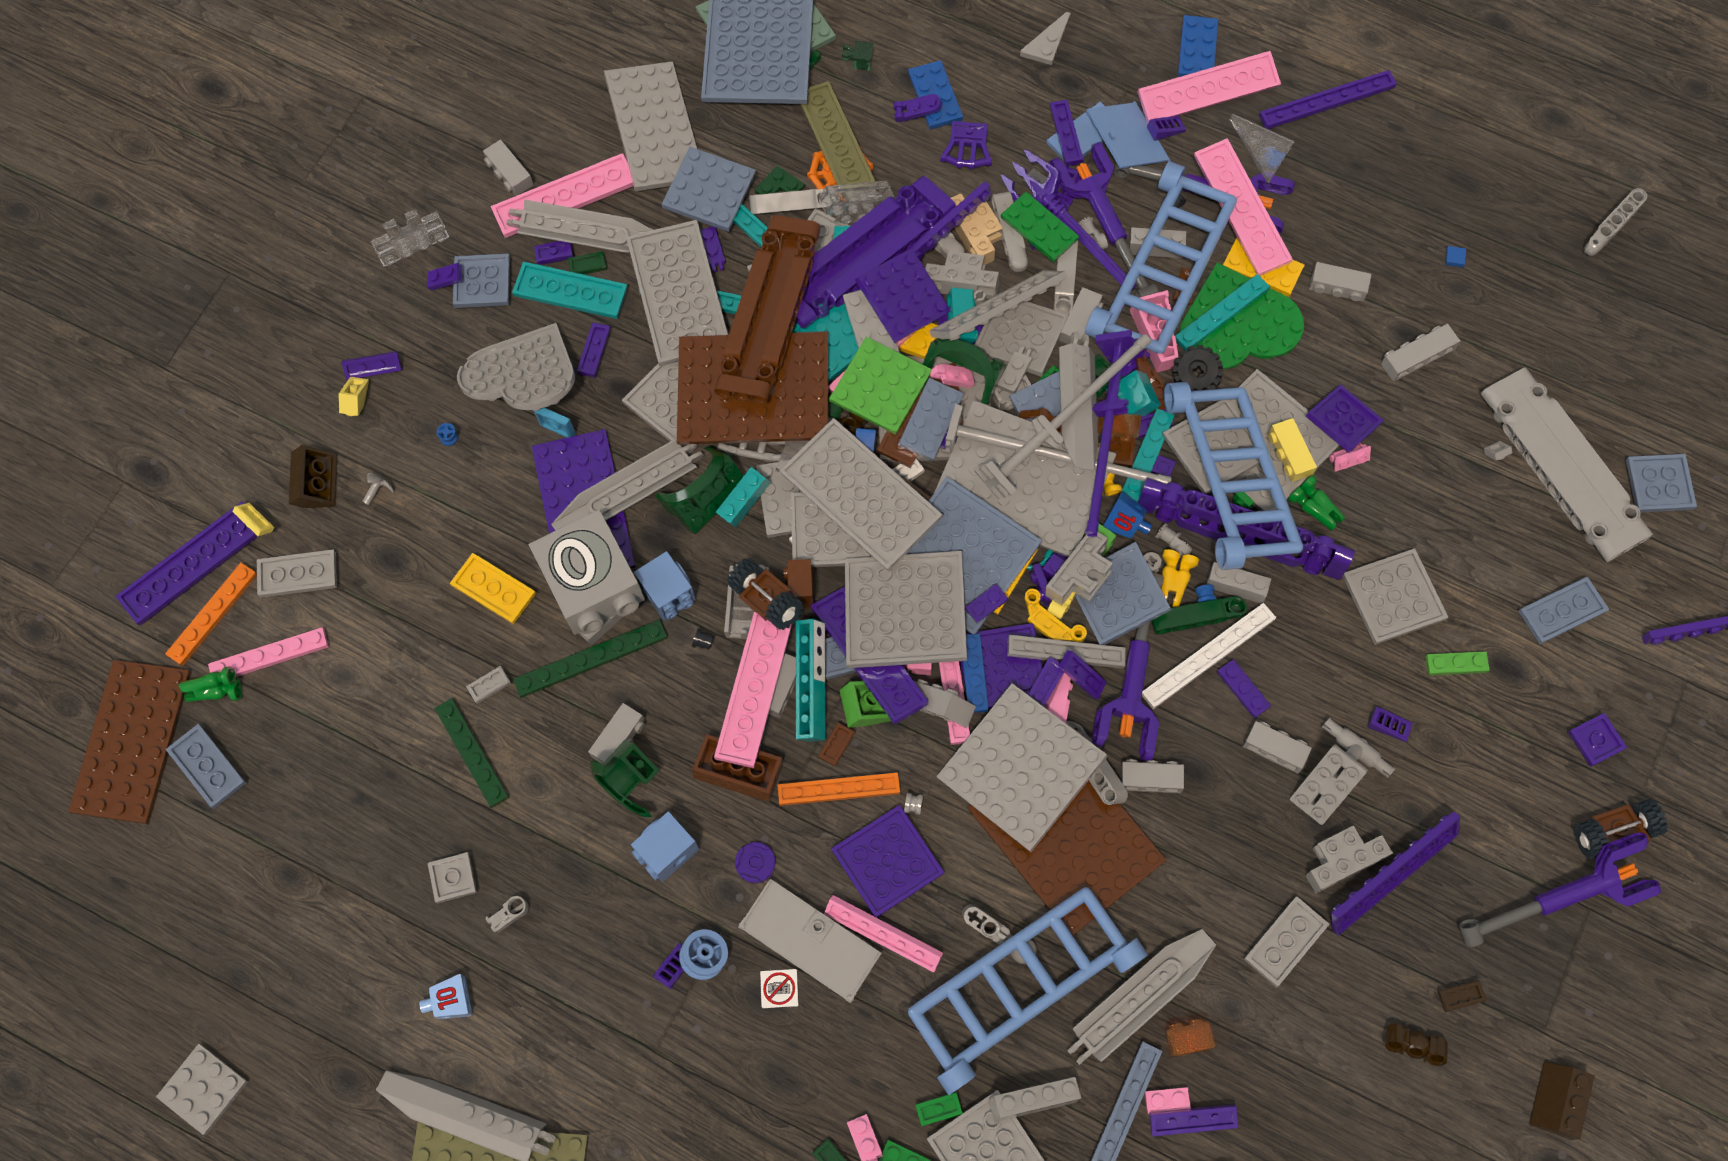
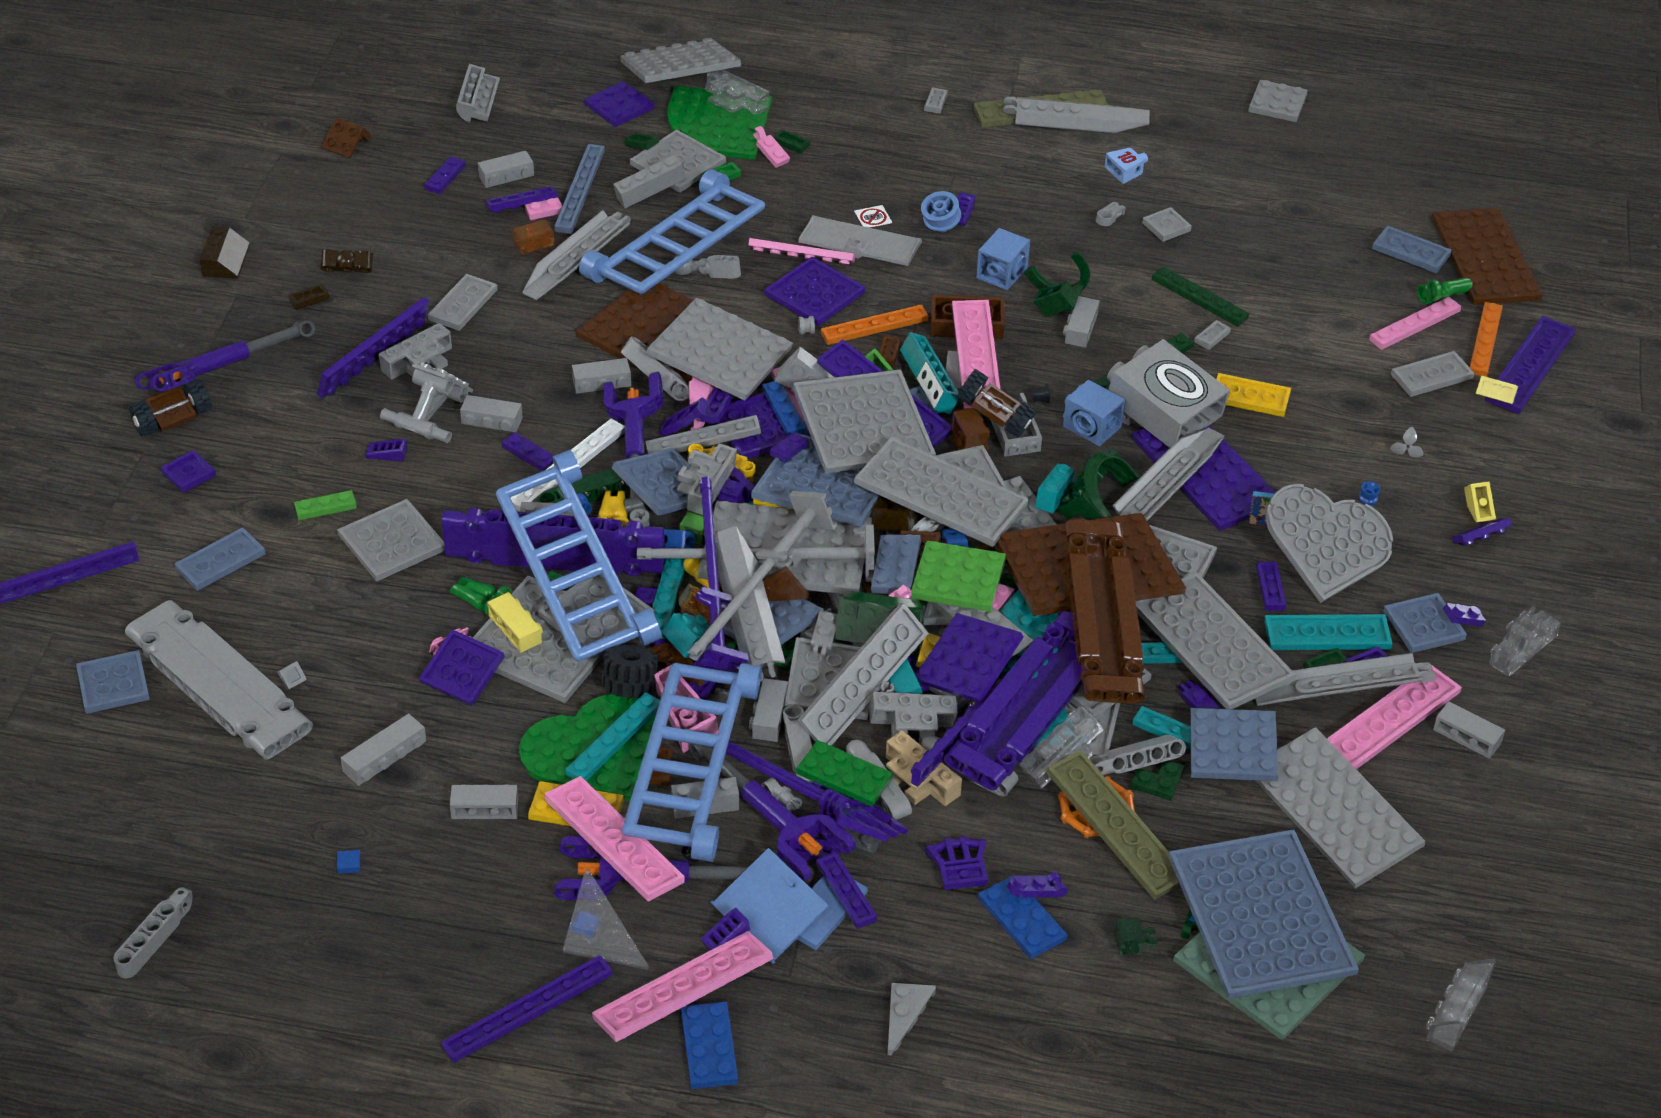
camera: 160 degrees right, 25 degrees down
(312, 478) = (1470, 437): dark brown slope -> none
(755, 862) = (925, 276): dark purple tile -> none

